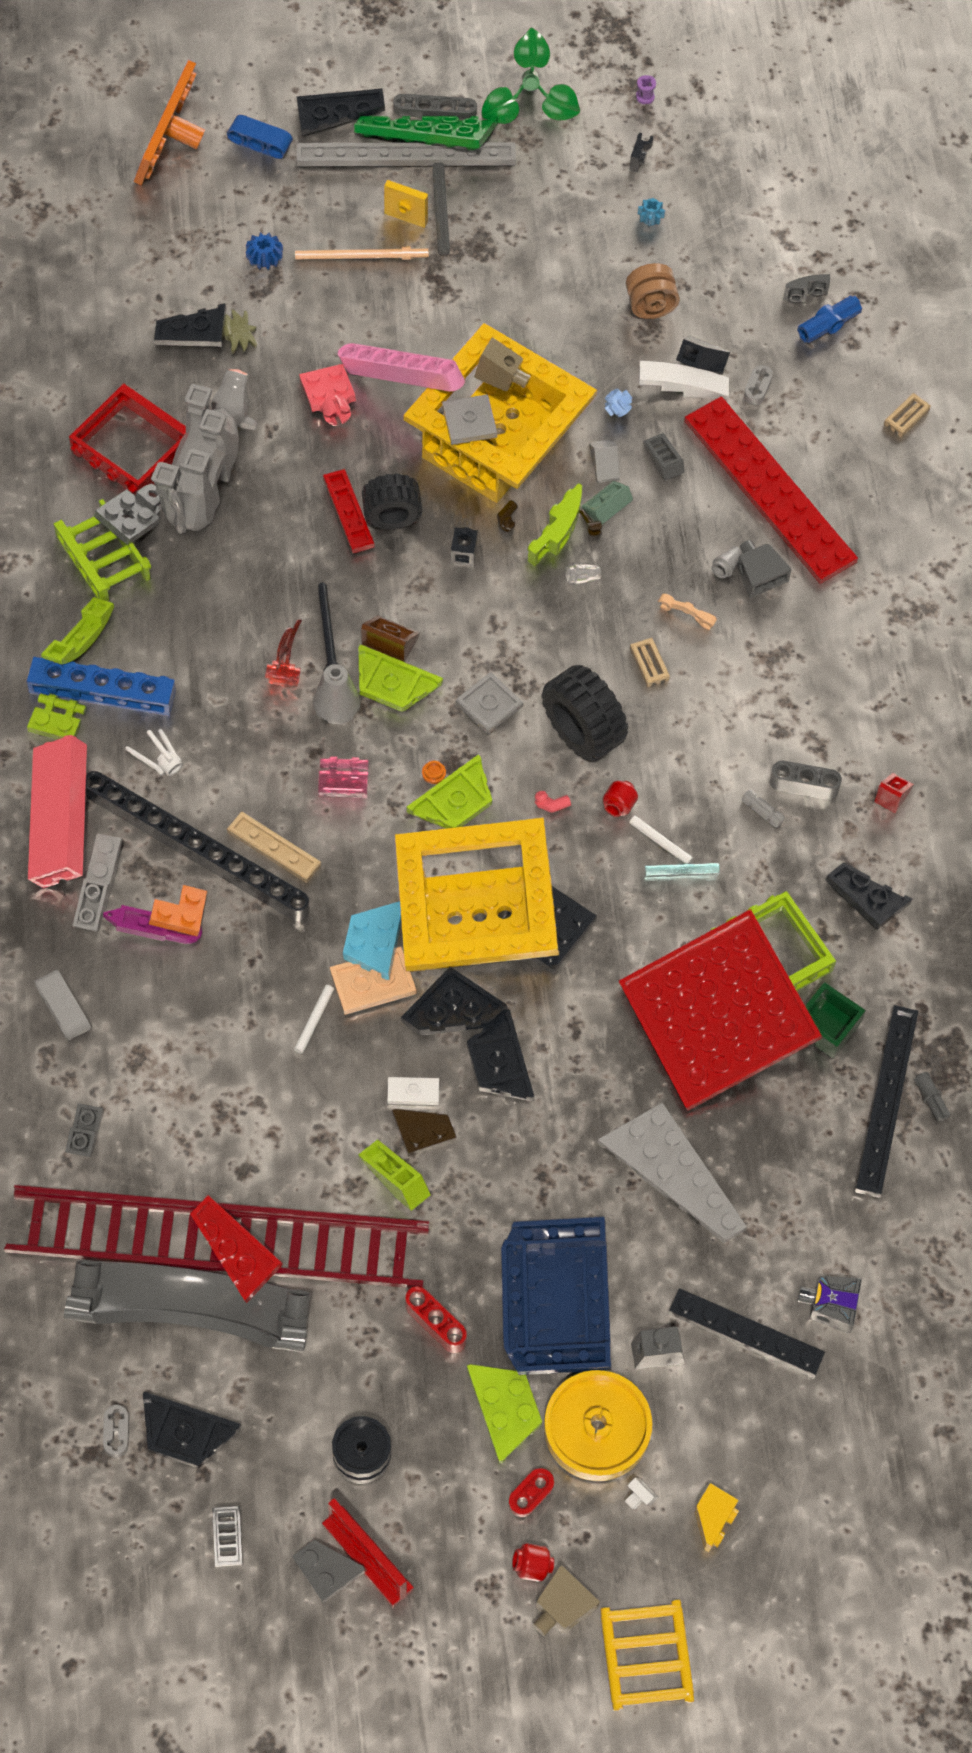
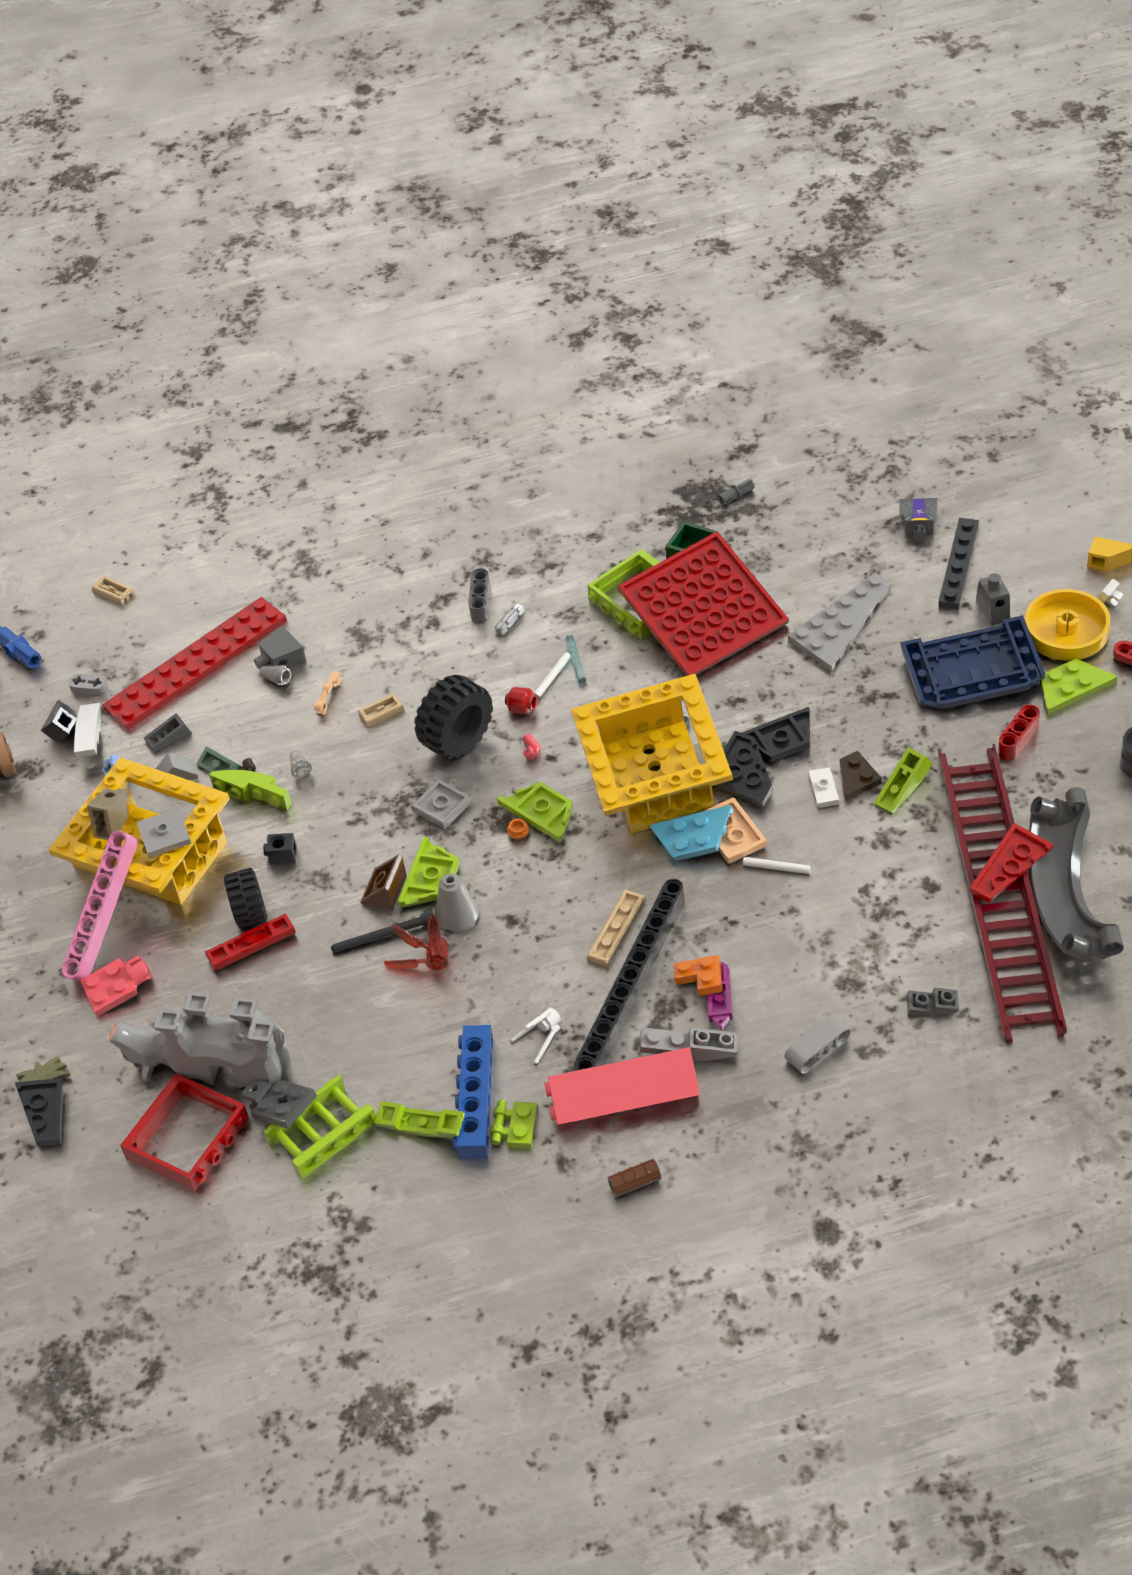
camera: 90 degrees left, 15 degrees down
(343, 783) = (543, 889): clear pink plate -> none
(504, 516) = (243, 830): dark brown arm -> none
(869, 898) = (575, 548): black wing -> none
(886, 1101) = (747, 513): black plate -> none
(893, 792) = (481, 545): red slope -> none

